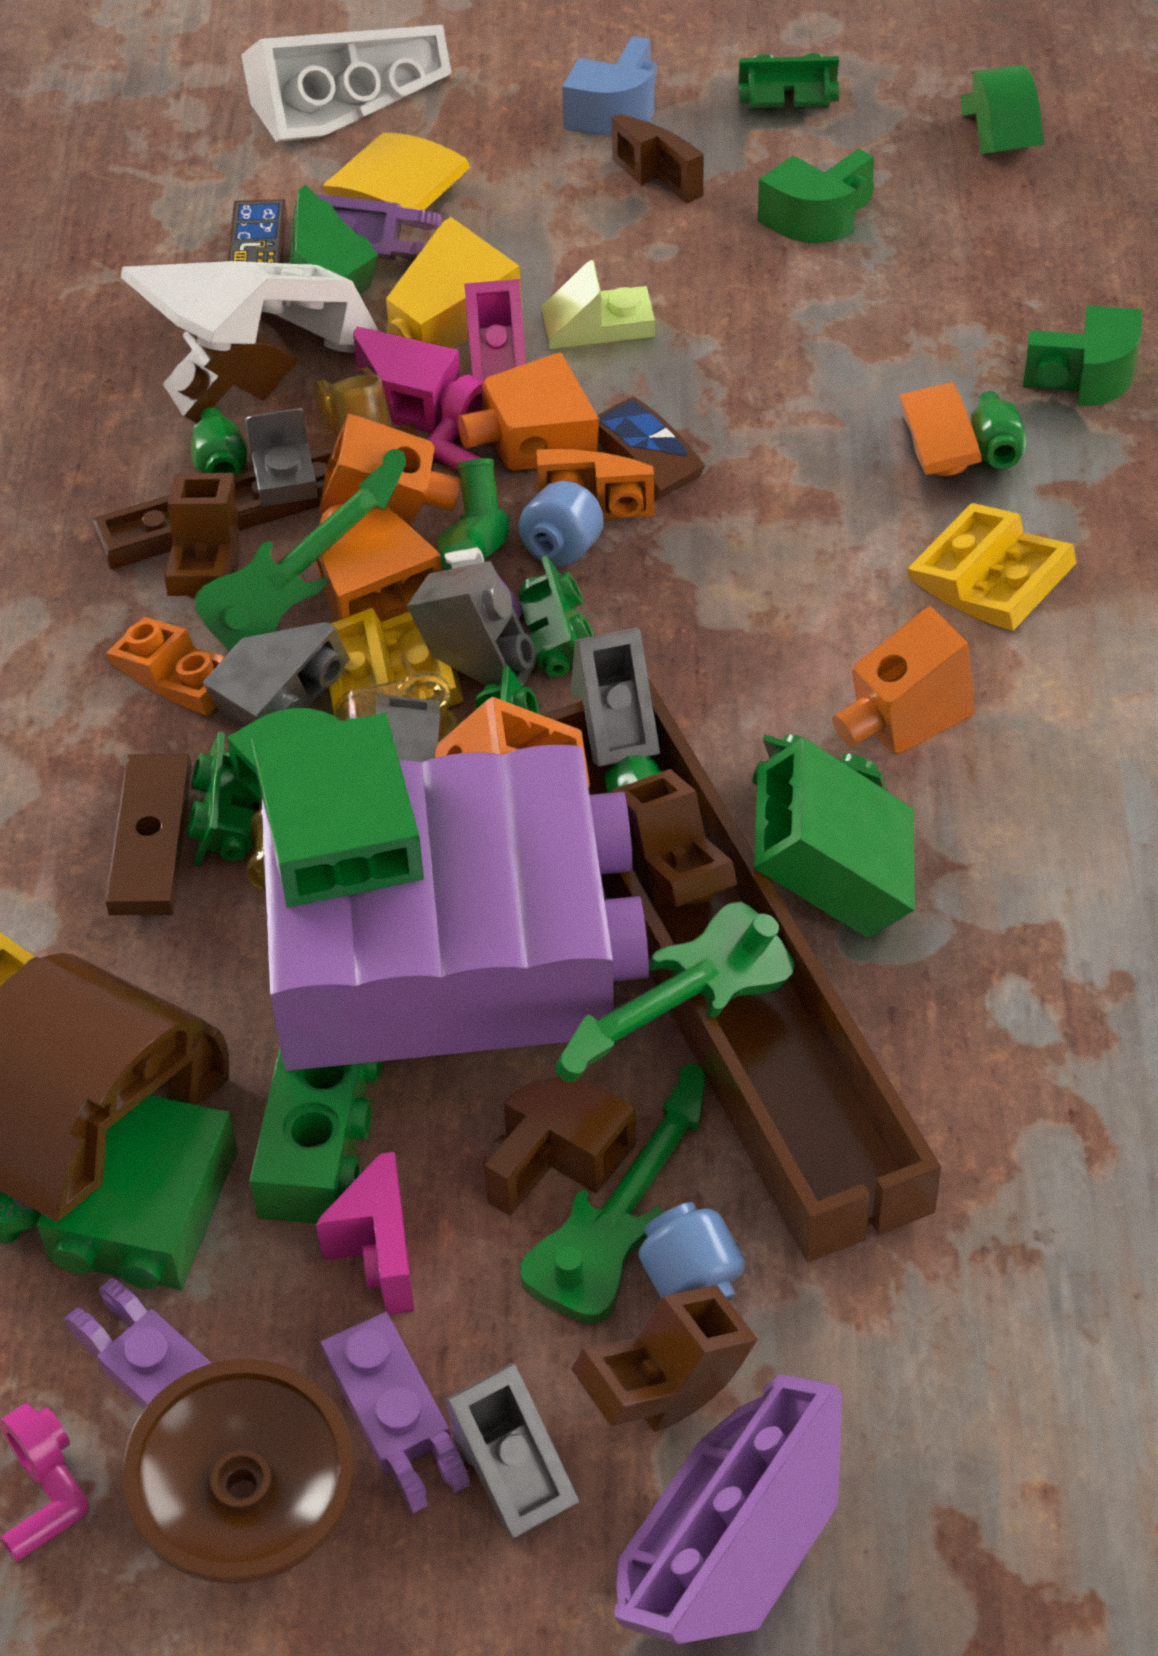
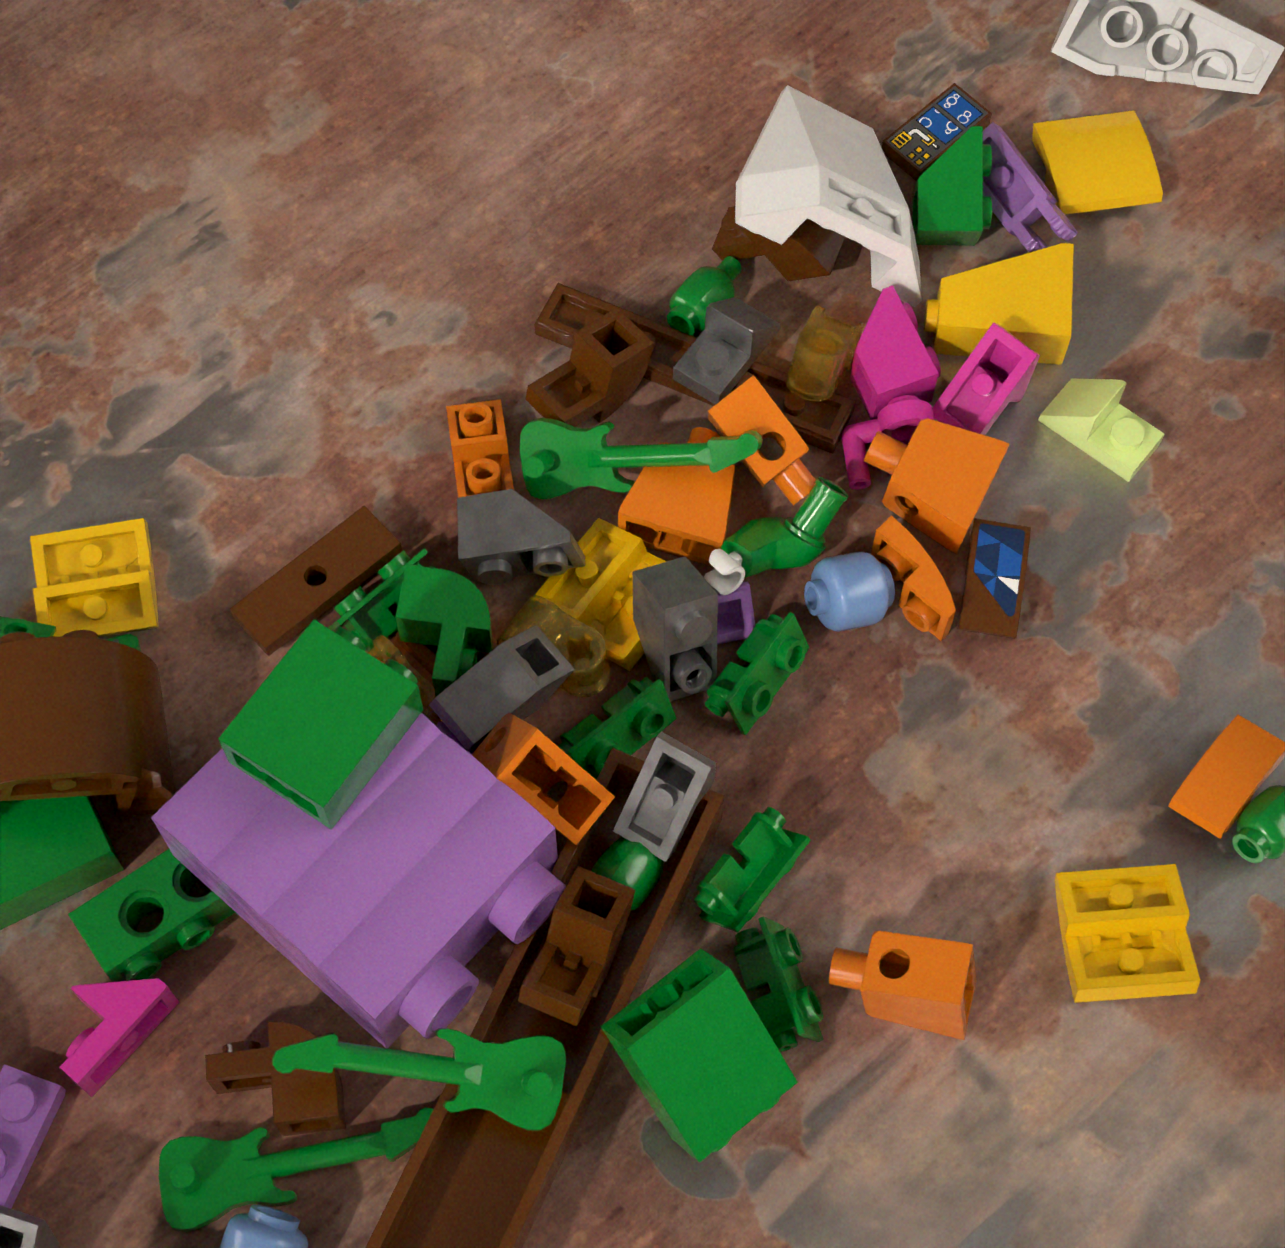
camera: 45 degrees right, 15 degrees up
(716, 727) = (735, 891): none -> green hinge

